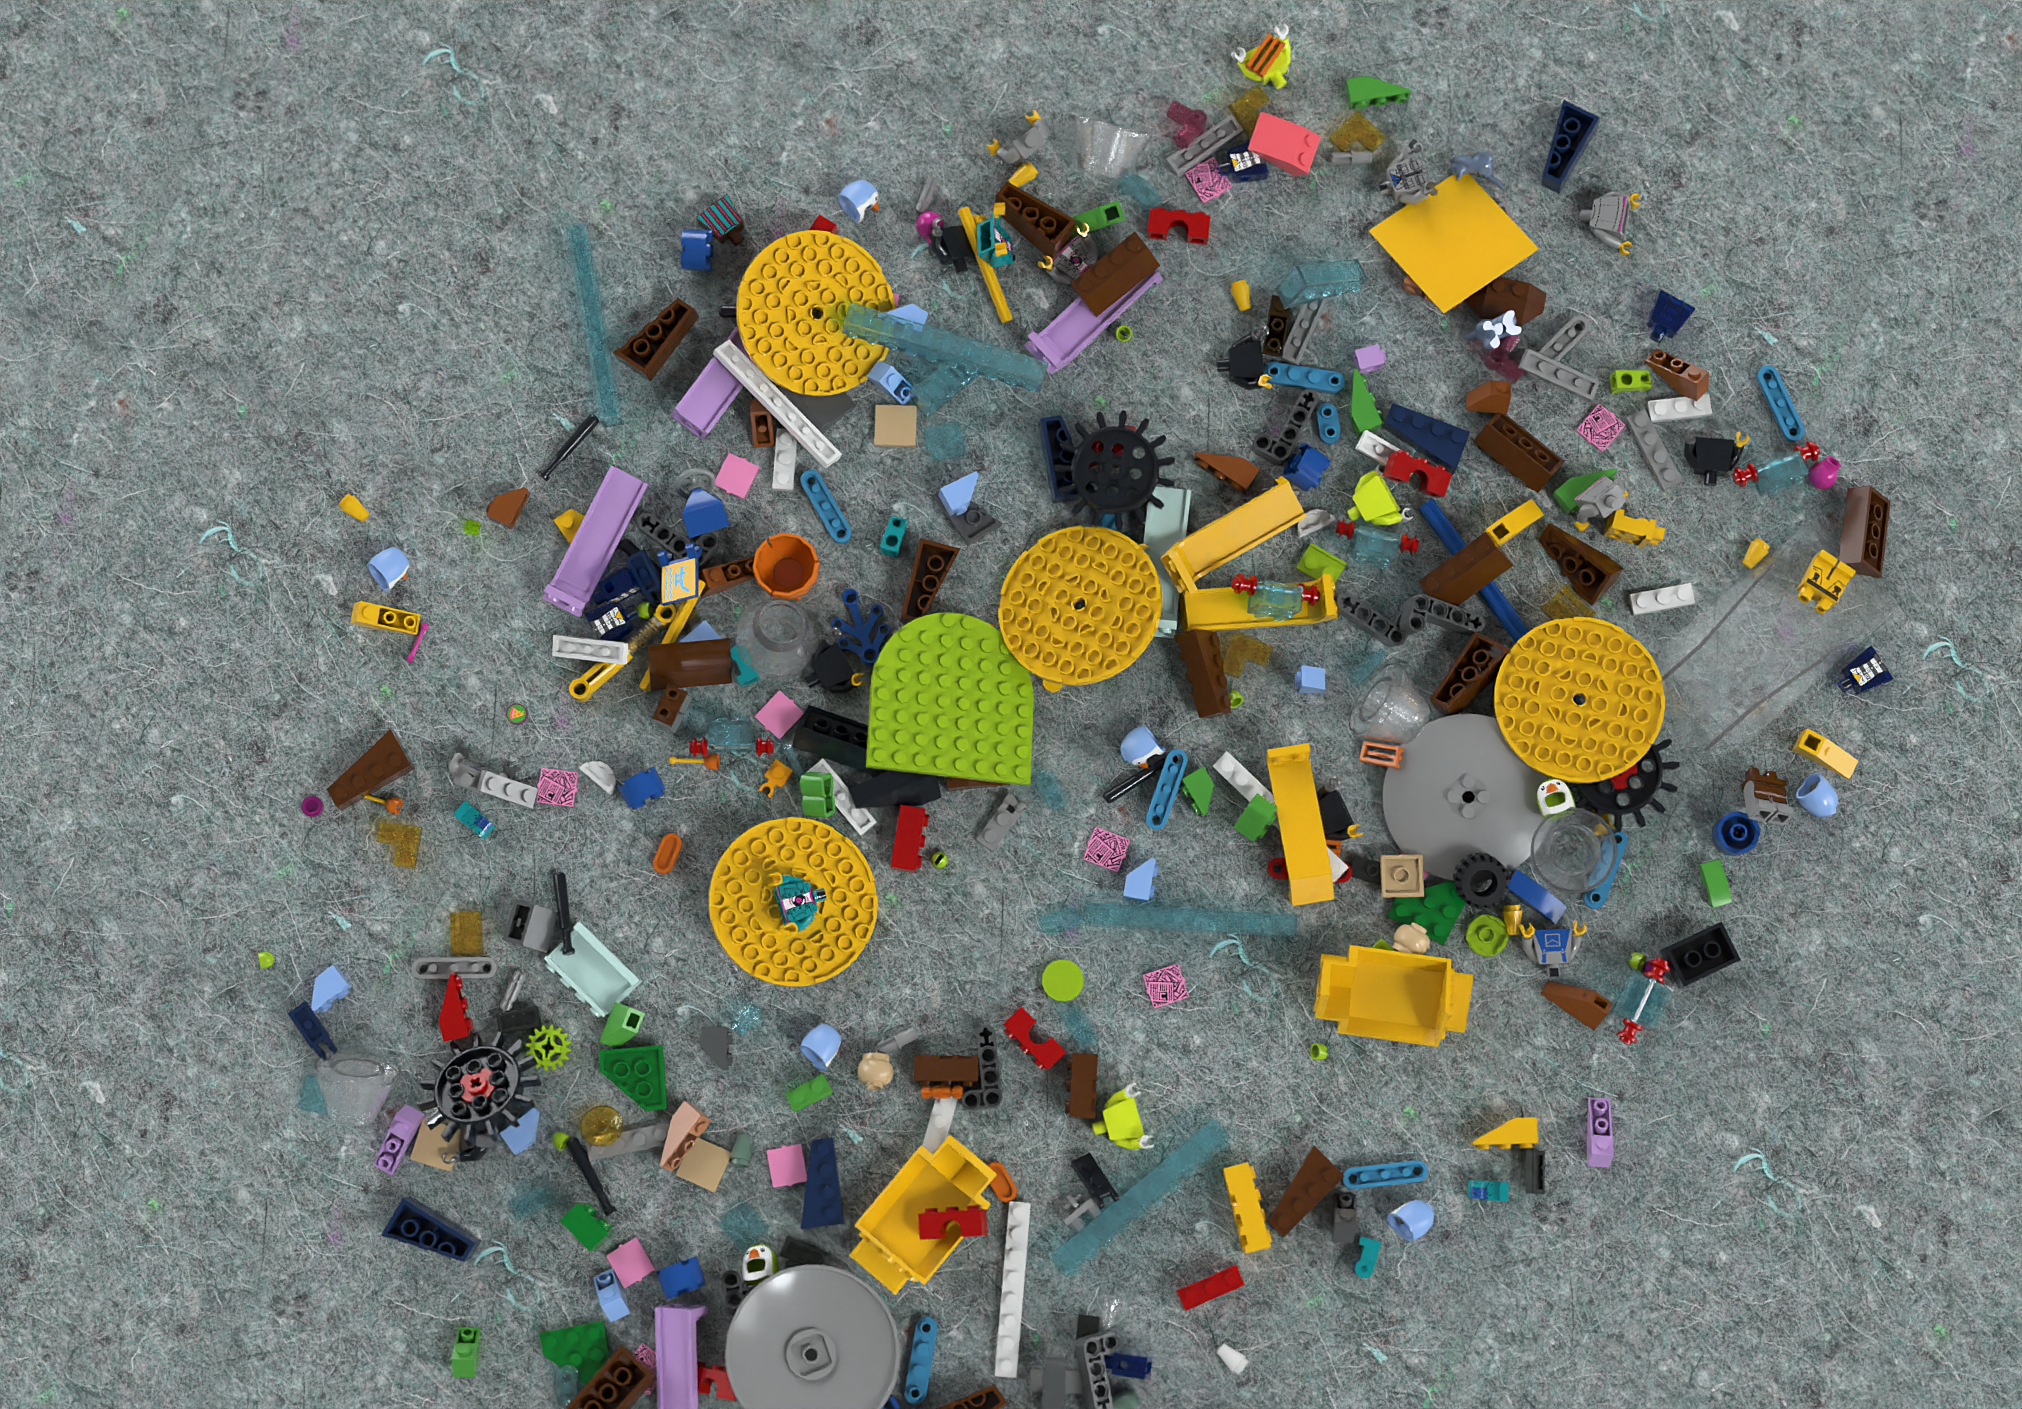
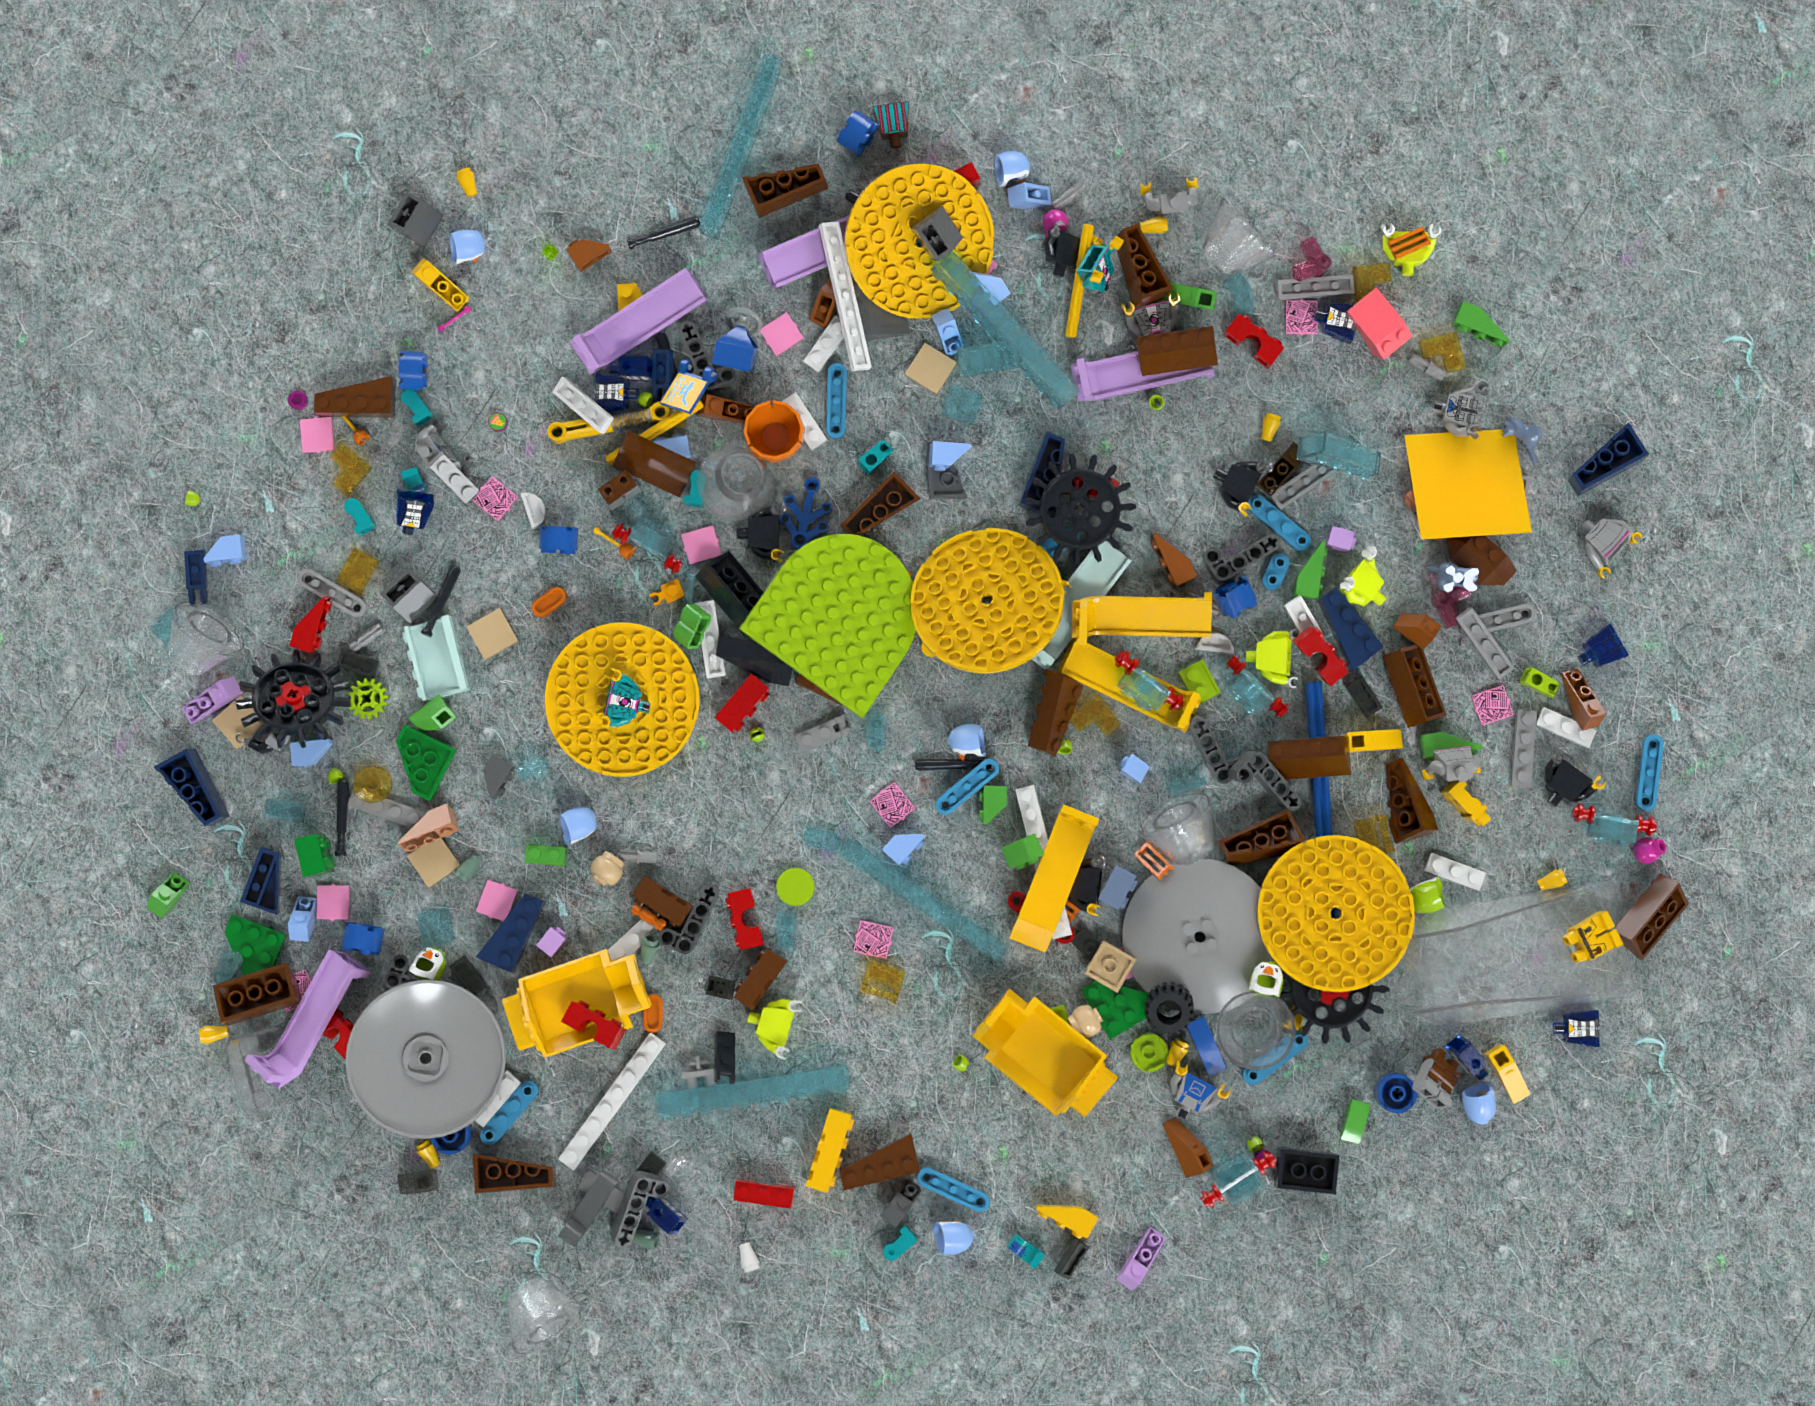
camera: 30 degrees right, 5 degrees up
(325, 571) = (415, 219): none -> dark grey slope
(350, 828) = (317, 434): none -> bright pink piece
(407, 713) = (412, 370): none -> blue brick
(425, 742) = (415, 403): none -> teal leg
(432, 876) = (360, 515): none -> teal leg
(486, 843) = (413, 510): none -> clear blue torso
(553, 1282) = (264, 882): none -> dark blue wedge
(631, 915) = (492, 634): none -> tan tile
(825, 550) = (813, 435): none -> white plate
(829, 296) = (937, 234): none -> dark grey slope
(864, 1170) = (552, 941): none -> lavender brick
(890, 215) = (1029, 196): none -> light blue slope
(906, 1336) = (507, 1088): none -> white plate
(959, 1120) = (649, 947): none -> sand green cone
(1050, 1117) = (720, 987): none -> pearl dark grey plate
(1195, 1013) = (884, 975): none -> clear yellow plate
(1364, 798) = (1117, 888): none -> sand blue slope
(1415, 384) = (1364, 581): none -> neon yellow torso
(1479, 489) = (1363, 697): none -> pearl dark grey plate
(1653, 634) = (1428, 896): none -> lime piece
(1780, 760) = (1467, 1056): none -> clear blue torso

